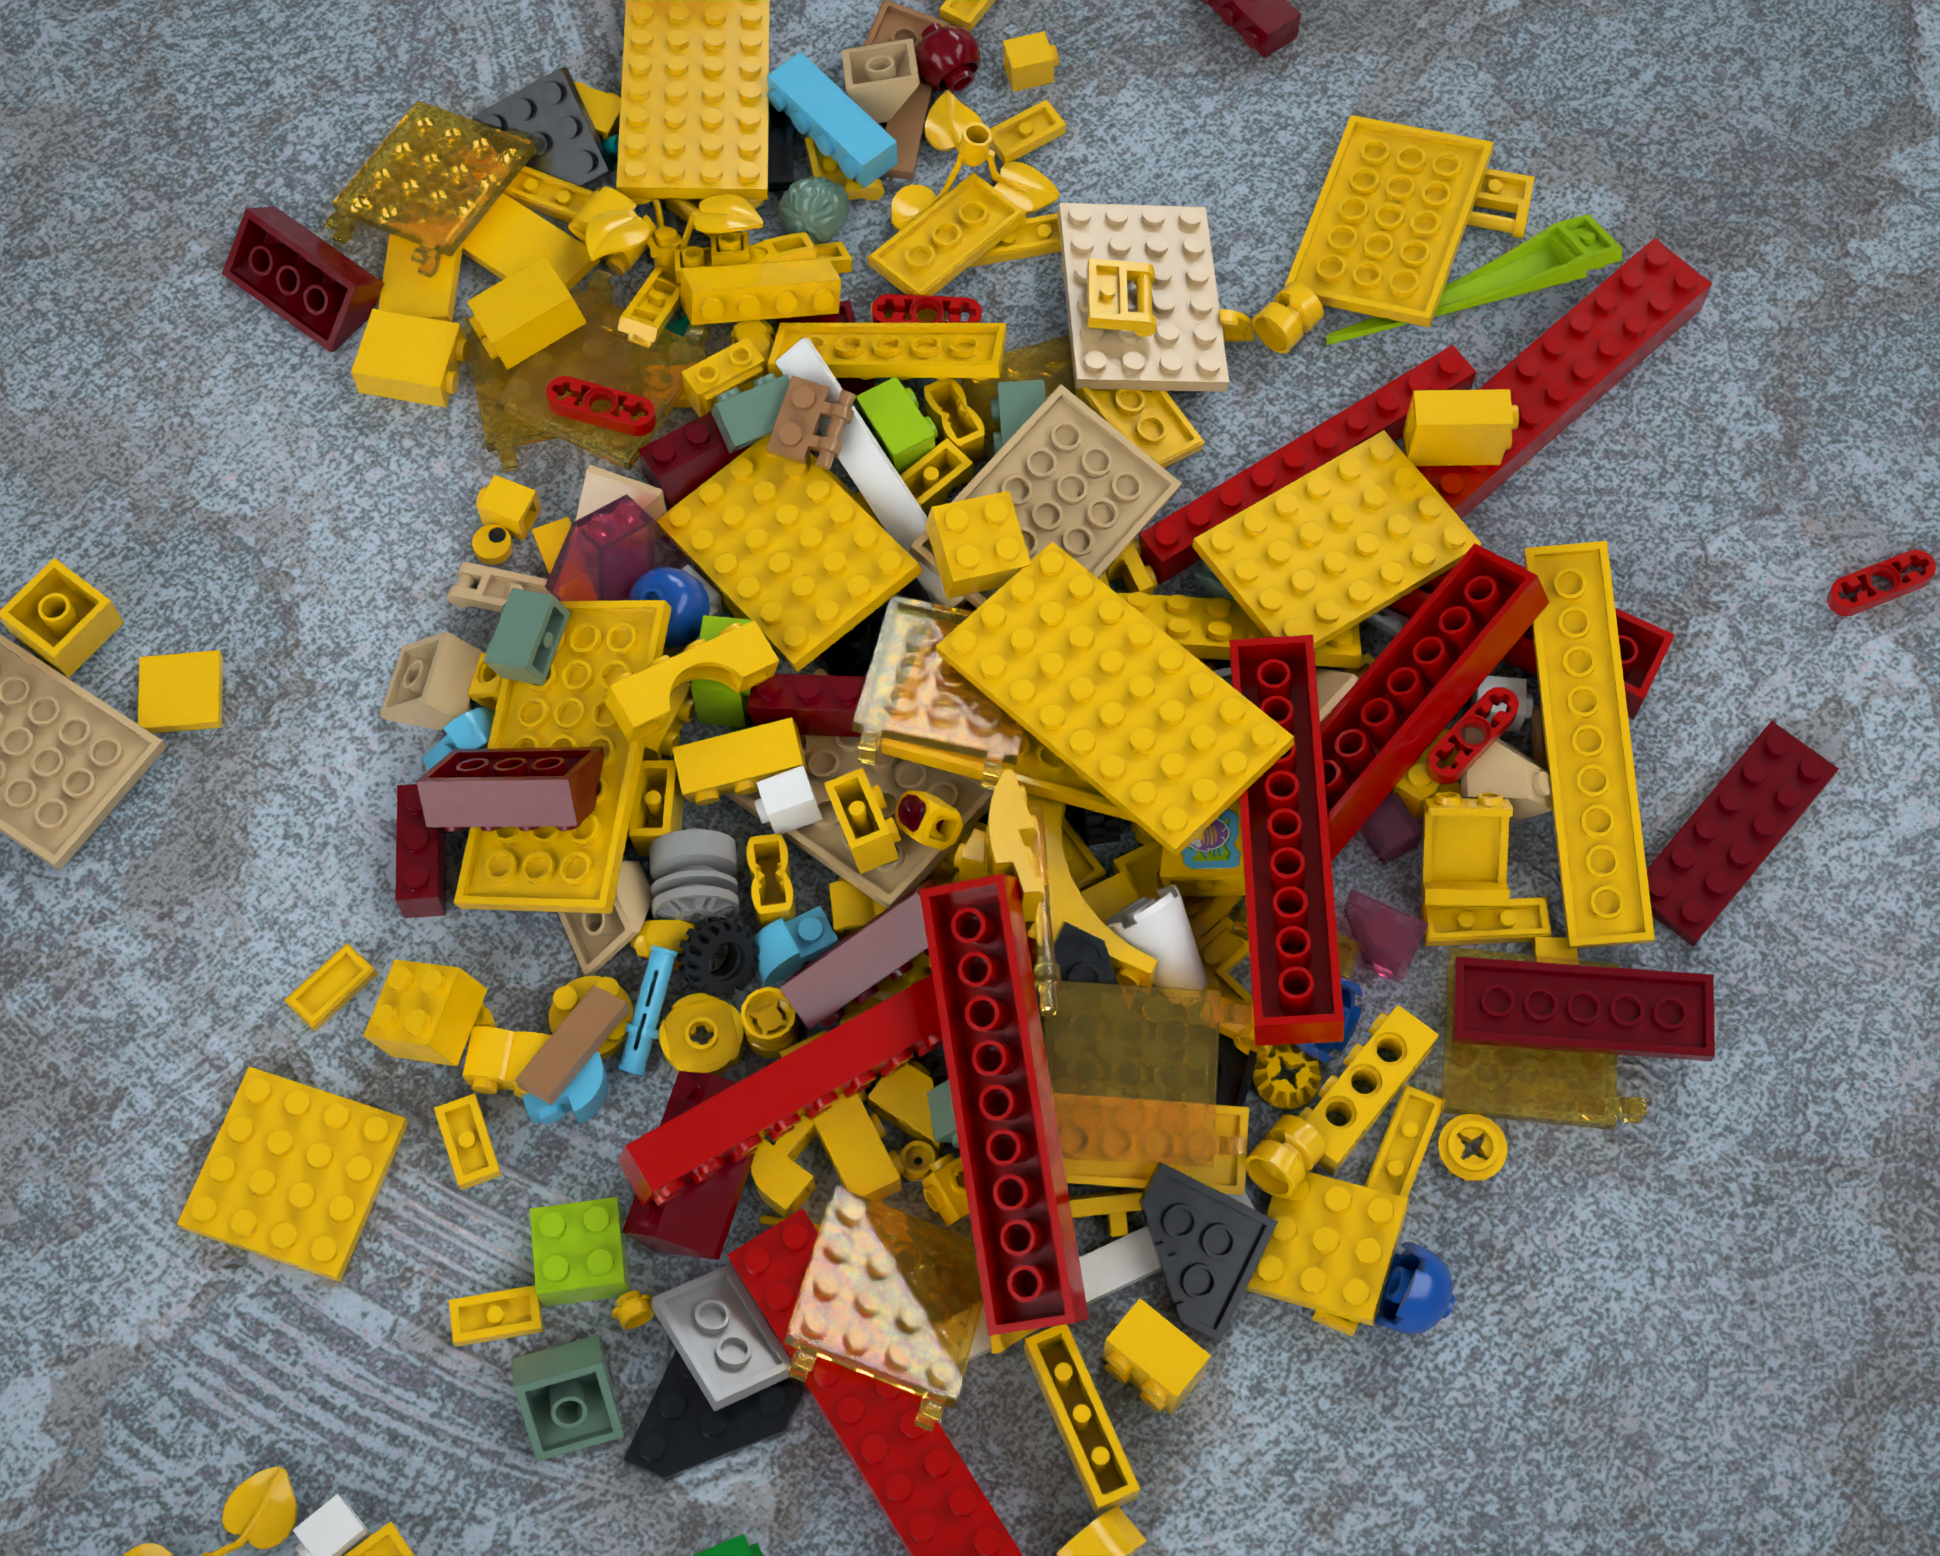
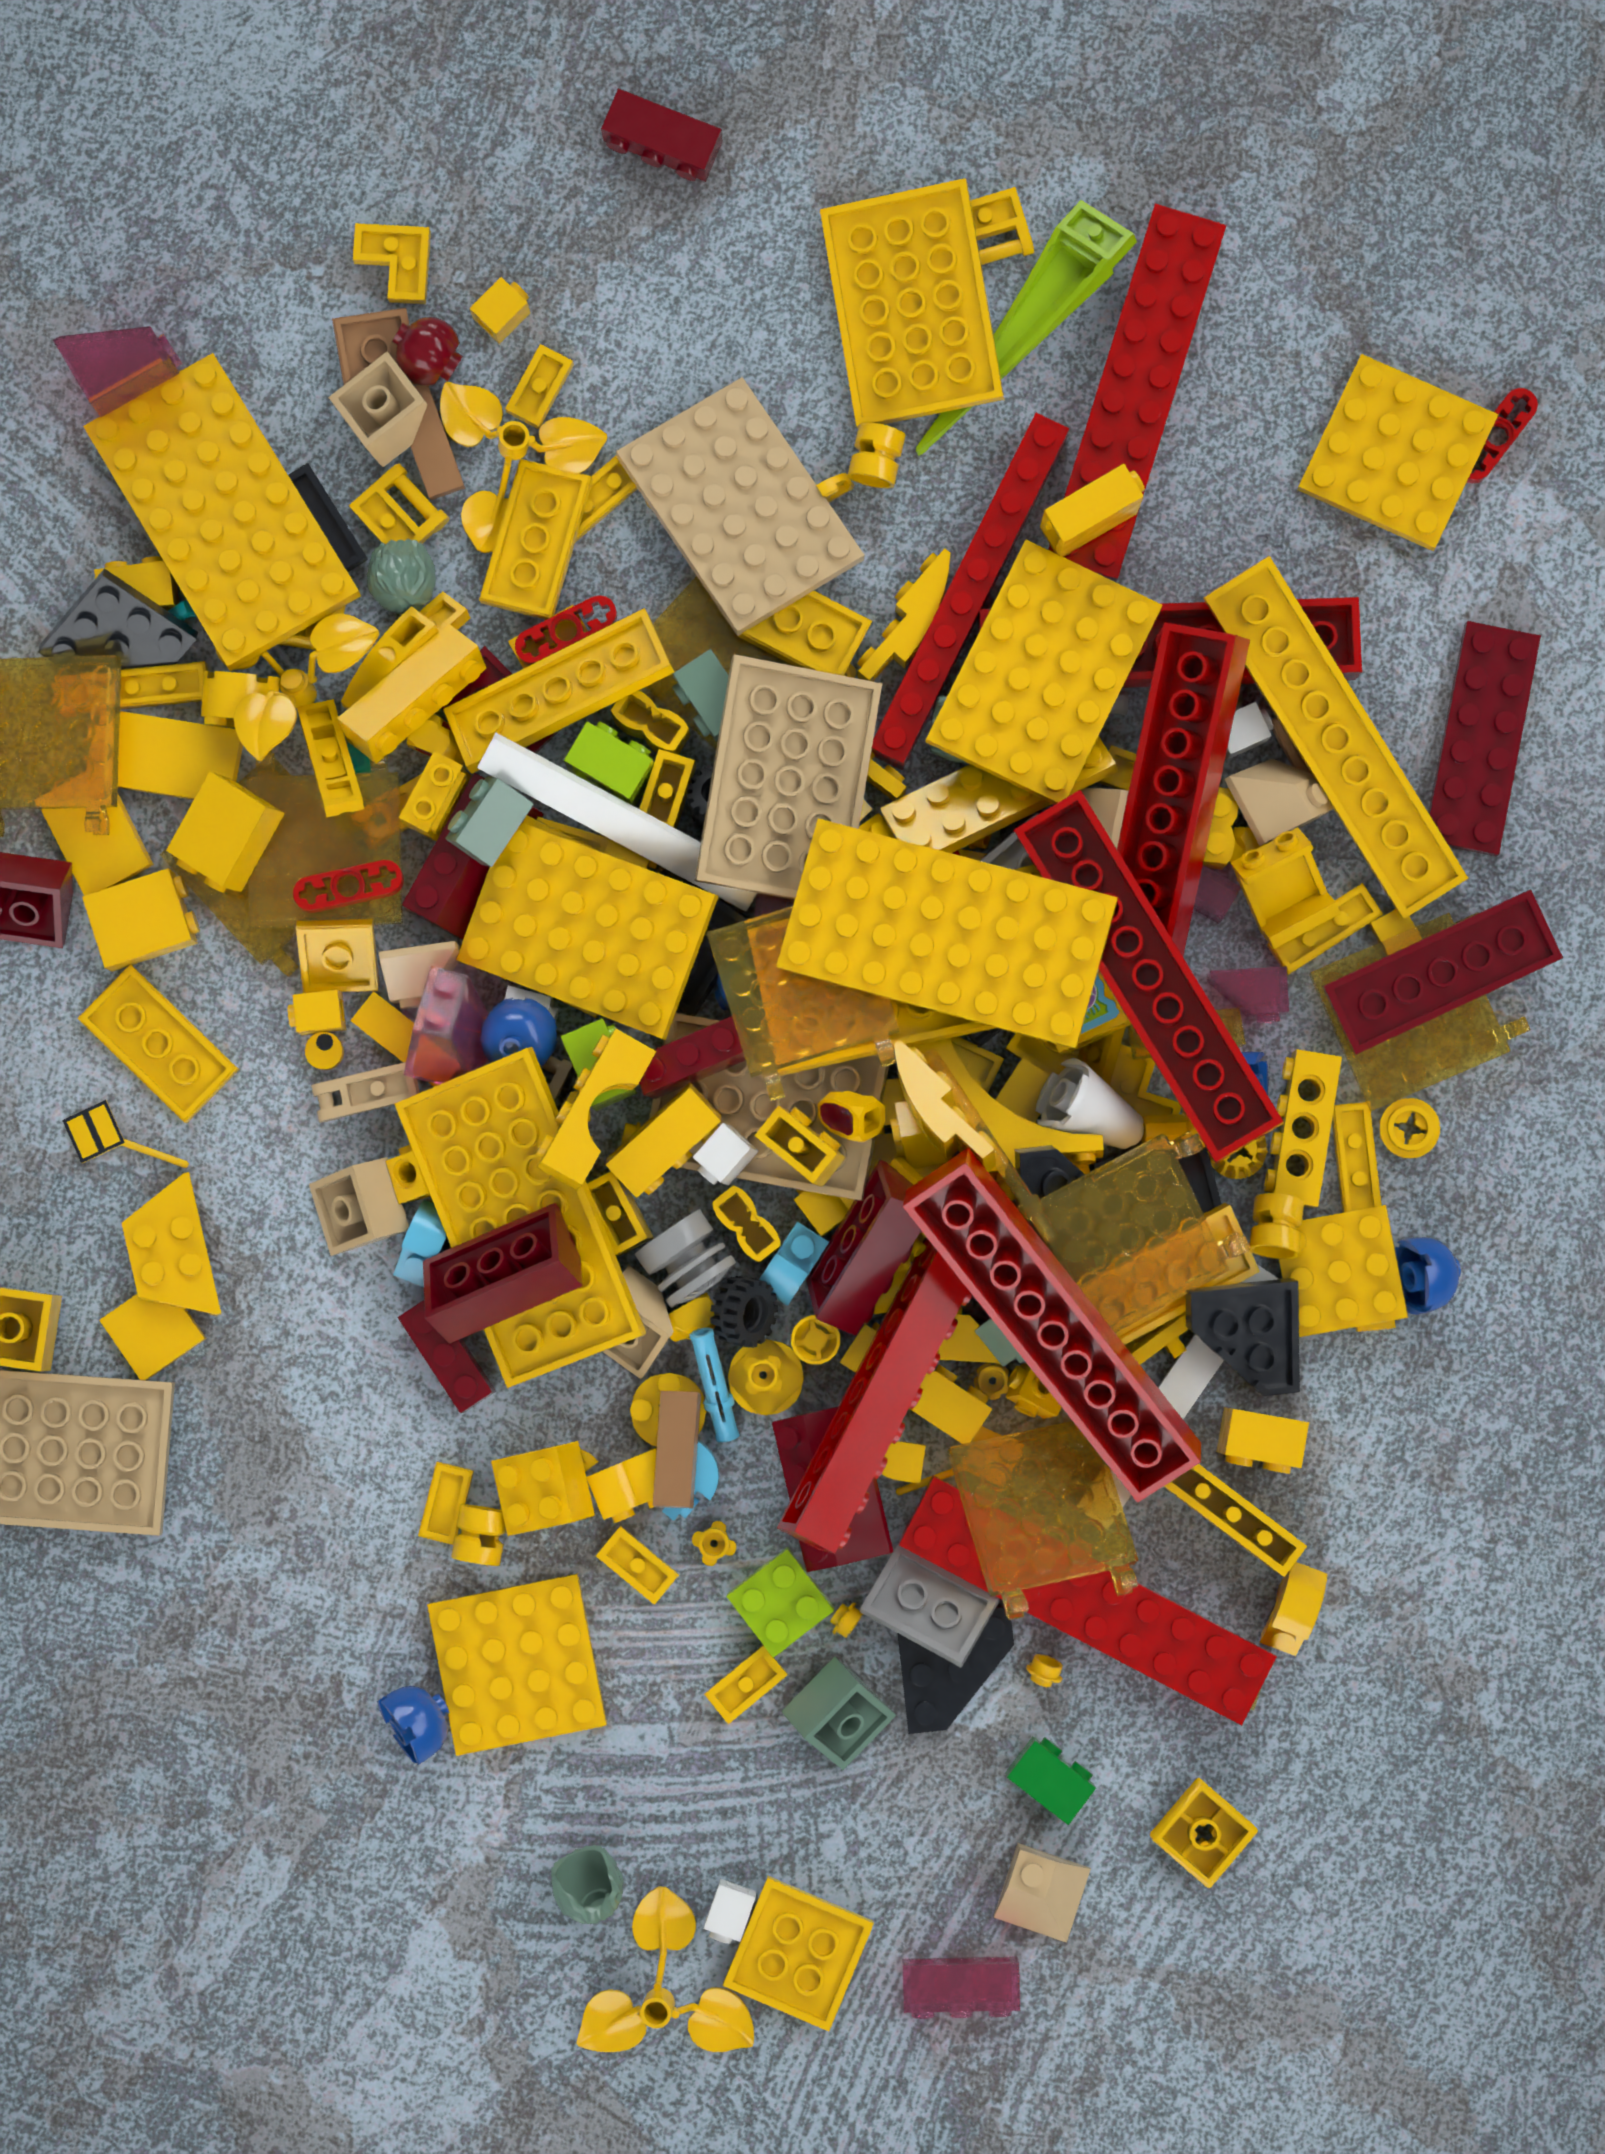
camera: 25 degrees left, 20 degrees up
(162, 1164) = (416, 1721): none -> blue cylinder
(211, 1420) = (587, 1884): none -> sand green hair
(242, 632) = (170, 1250): none -> yellow wing
(254, 509) = (97, 1132): none -> piece
(349, 1014) = (472, 1546): none -> yellow wheel
(355, 466) = (158, 1043): none -> yellow tile
(527, 636) = (427, 1139): sand green brick -> none
(547, 1153) = (712, 1554): none -> yellow plate
(555, 465) = (337, 955): none -> yellow tile
(694, 1014) = (767, 1365): none -> yellow plate
(725, 250) = (342, 689): yellow slope -> none
(799, 1475) = (1045, 1670): none -> yellow plate
(800, 418) = (534, 814): medium nougat plate -> none
(832, 120) = (366, 480): medium azure brick -> none
(976, 543) = (755, 852): yellow brick -> none
(1108, 296) = (720, 534): yellow plate -> none
(1247, 449) = (917, 607): none -> yellow slope
(1476, 718) = (1259, 763): red beam -> none
(1776, 550) = (1397, 452): none -> yellow plate

